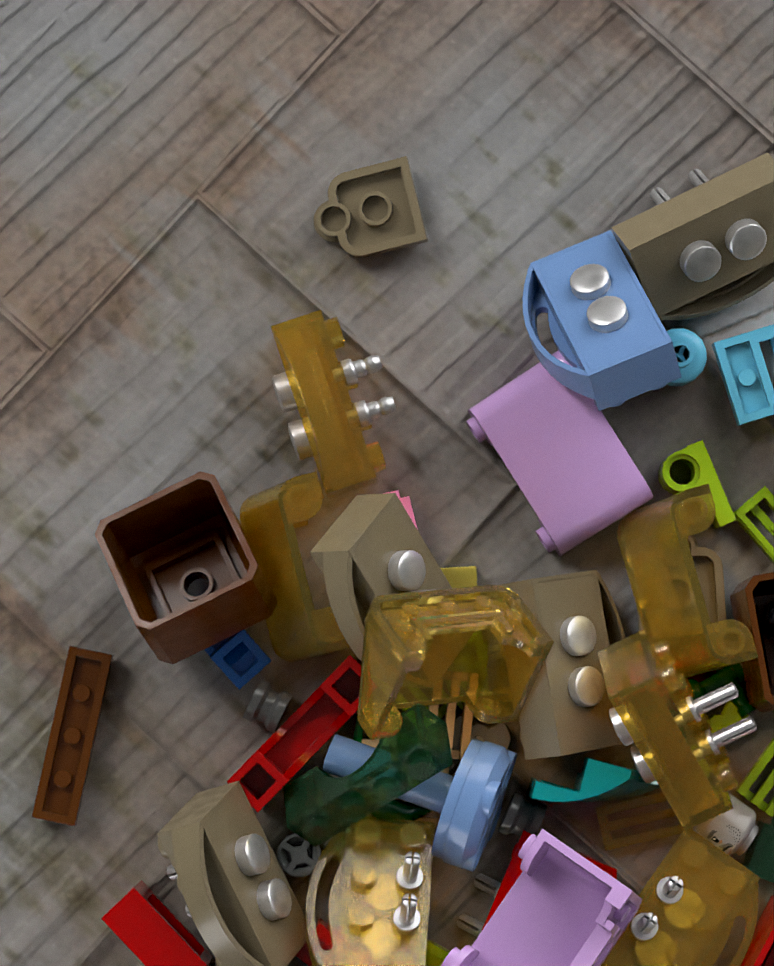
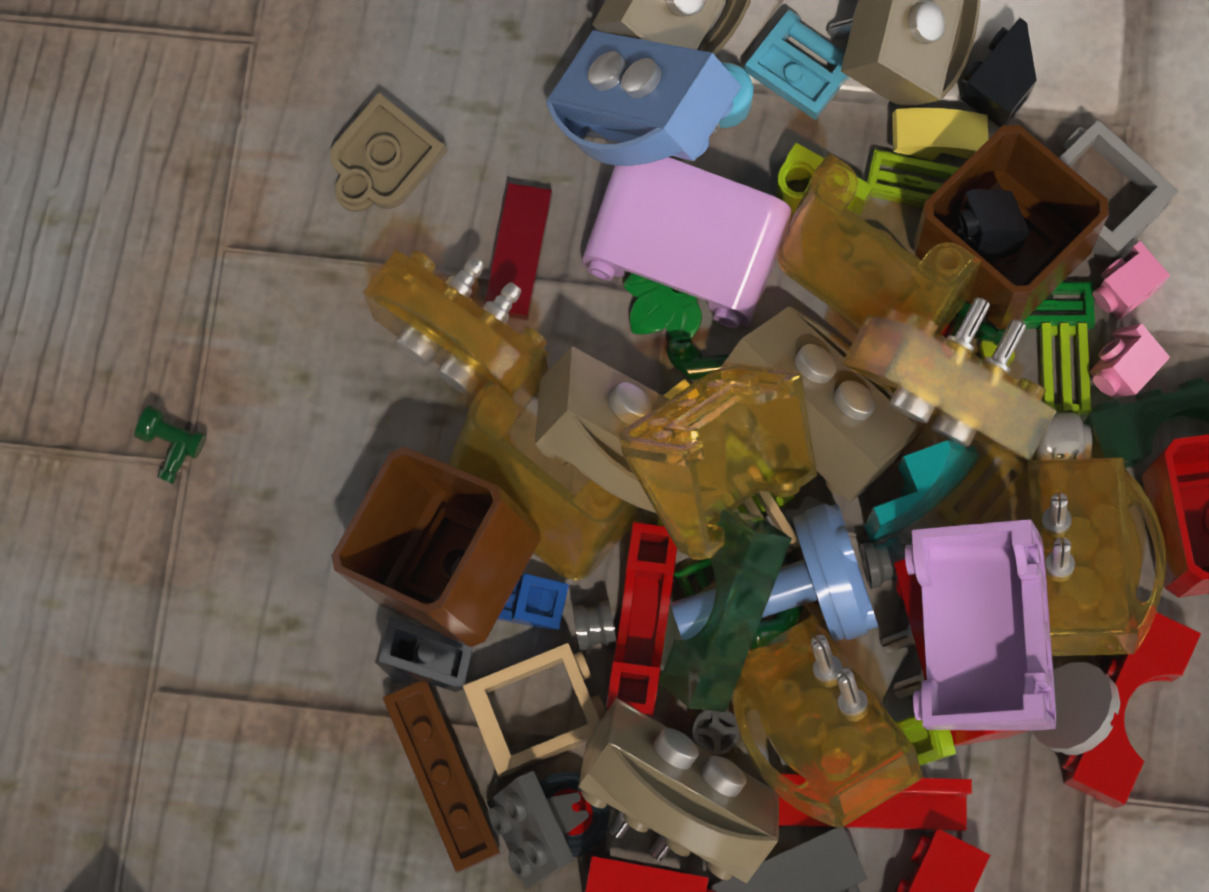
camera: 30 degrees left, 10 degrees down
(57, 332) = (183, 443): none -> dark green piece
(115, 633) = (422, 654): none -> black slope
(121, 831) = (545, 824): none -> dark grey plate
(134, 727) = (490, 729): none -> tan window
(426, 362) = (520, 245): none -> dark red tile
(494, 554) = (690, 360): none -> dark green arm
(501, 494) = (661, 308): none -> green plate

